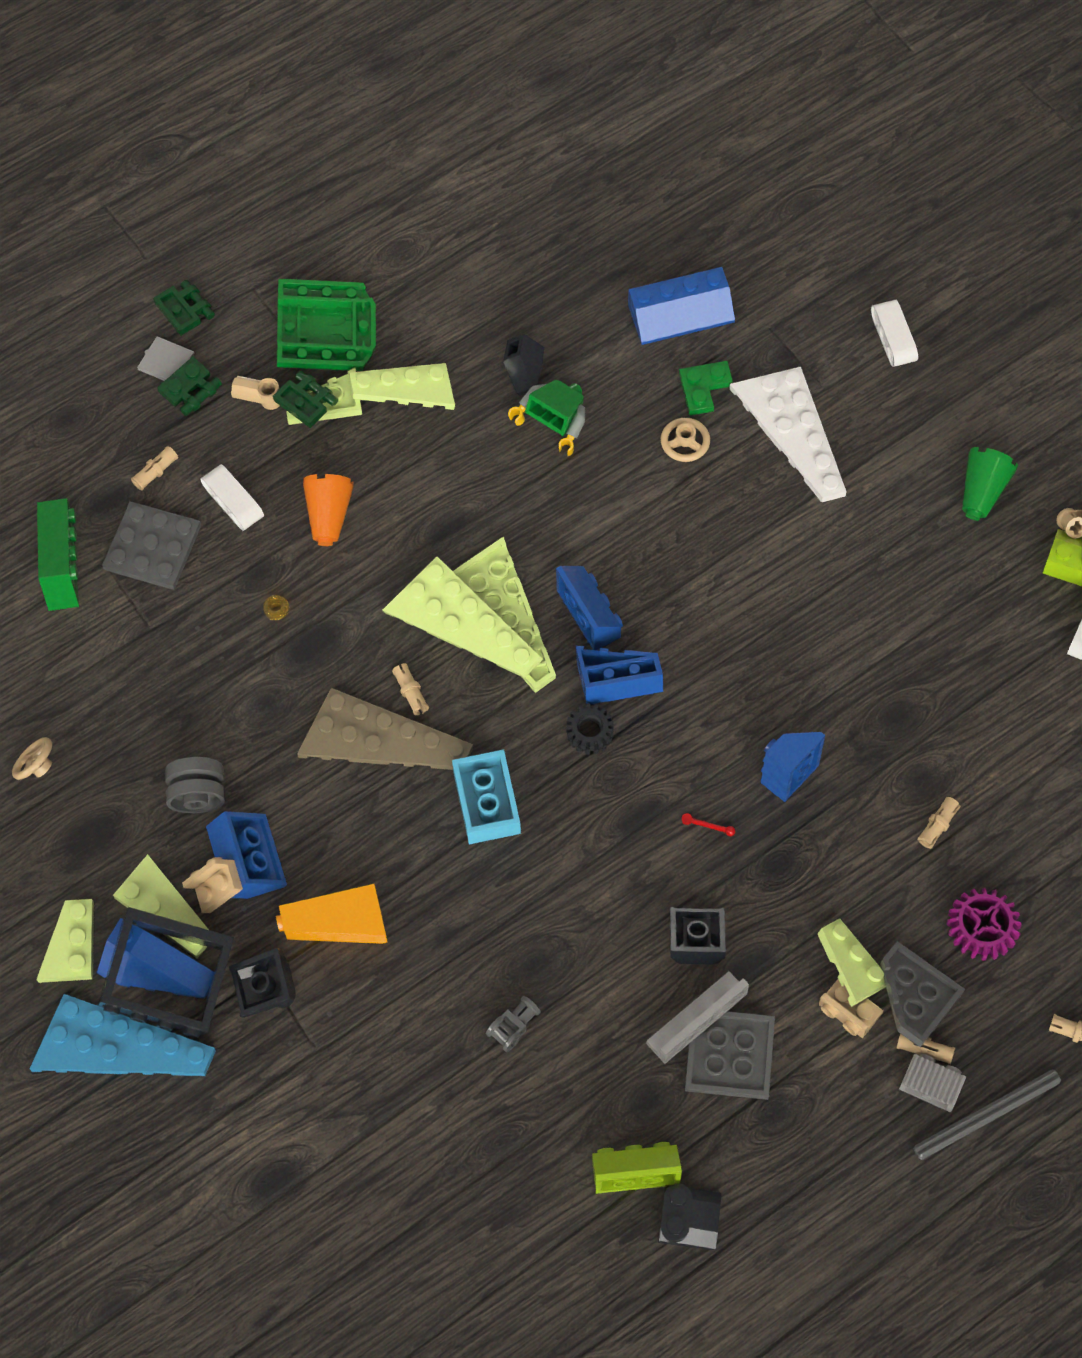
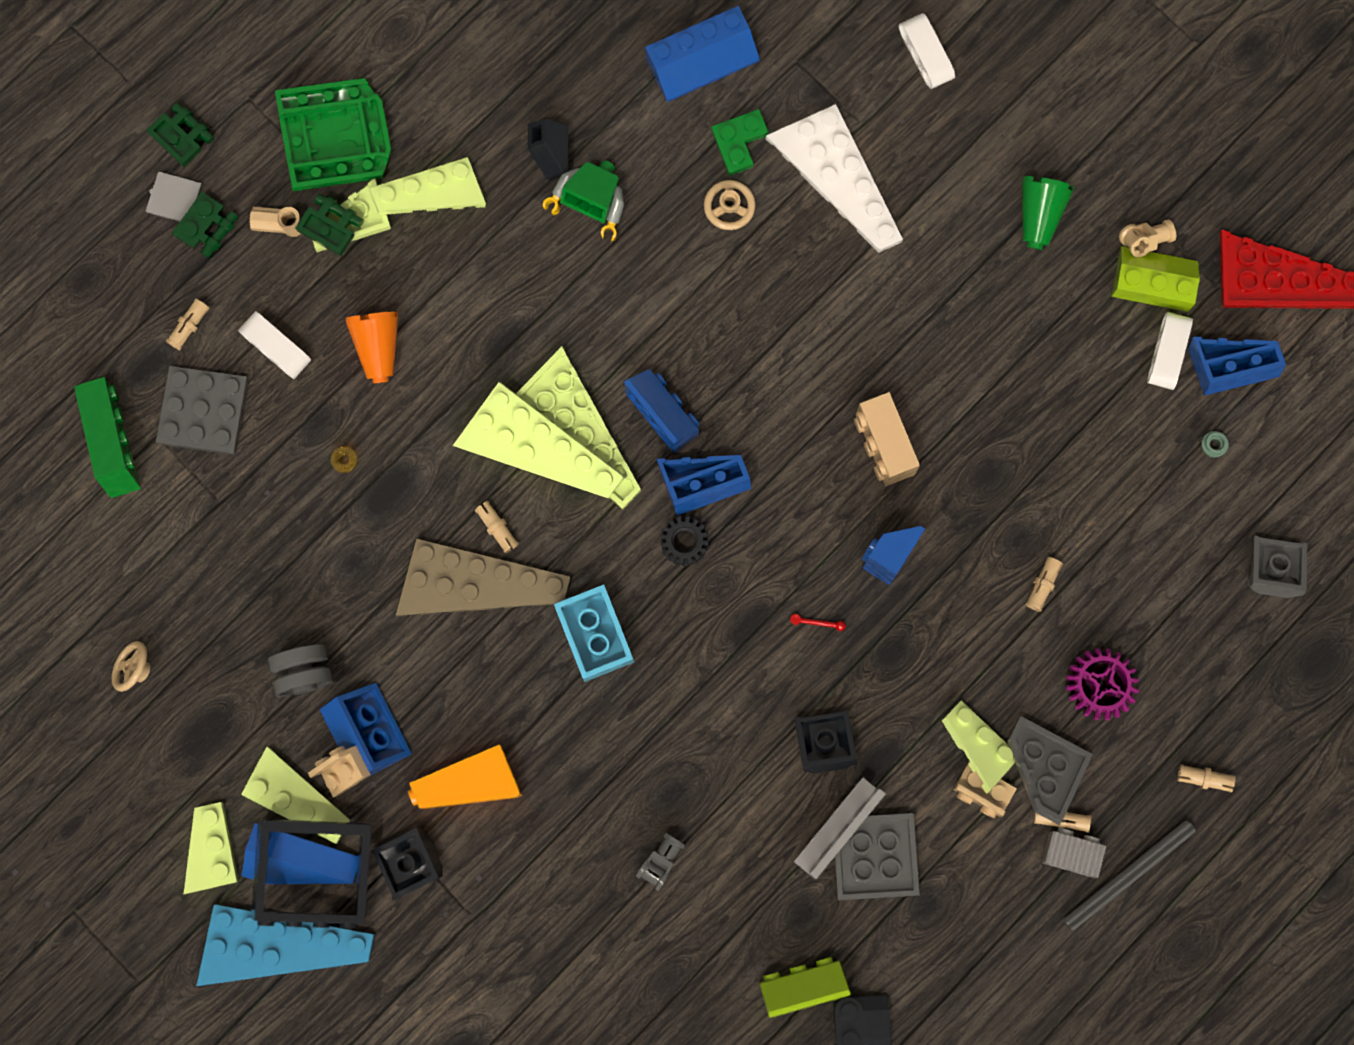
camera: 10 degrees left, 15 degrees up
(802, 663) = (886, 439): none -> tan brick

